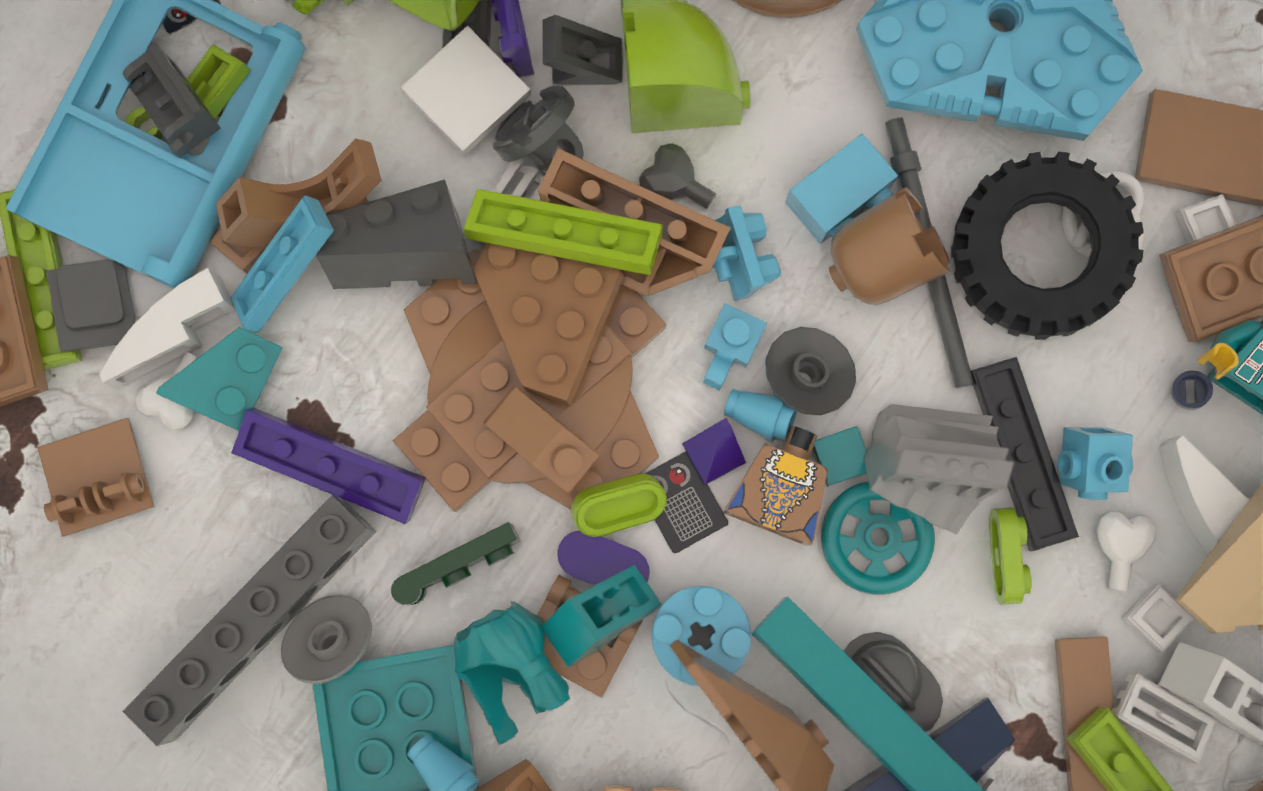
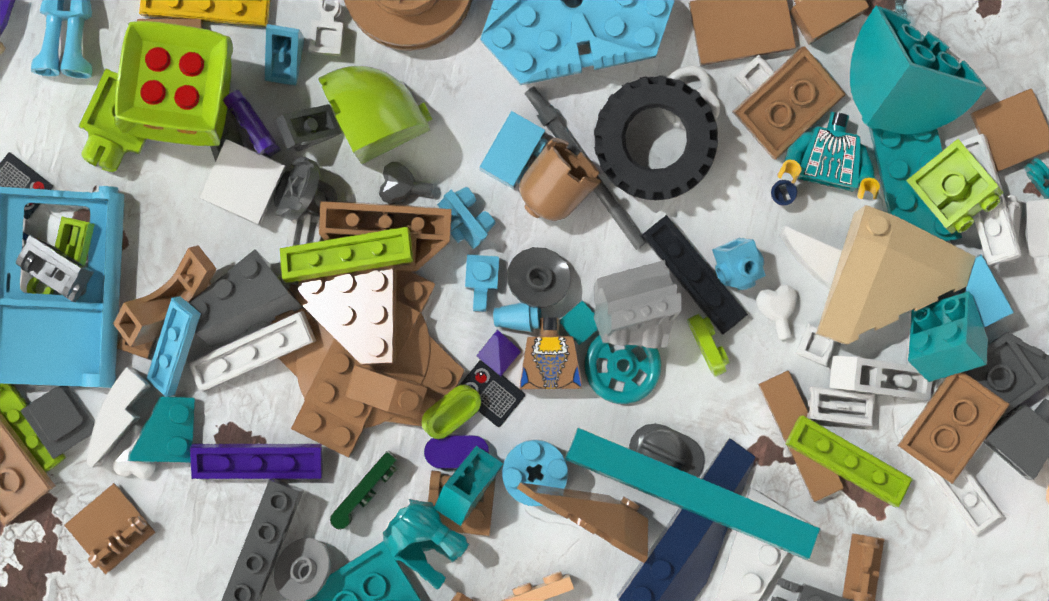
camera: 25 degrees left, 5 degrees up
(384, 315) = (251, 351): none -> white tile

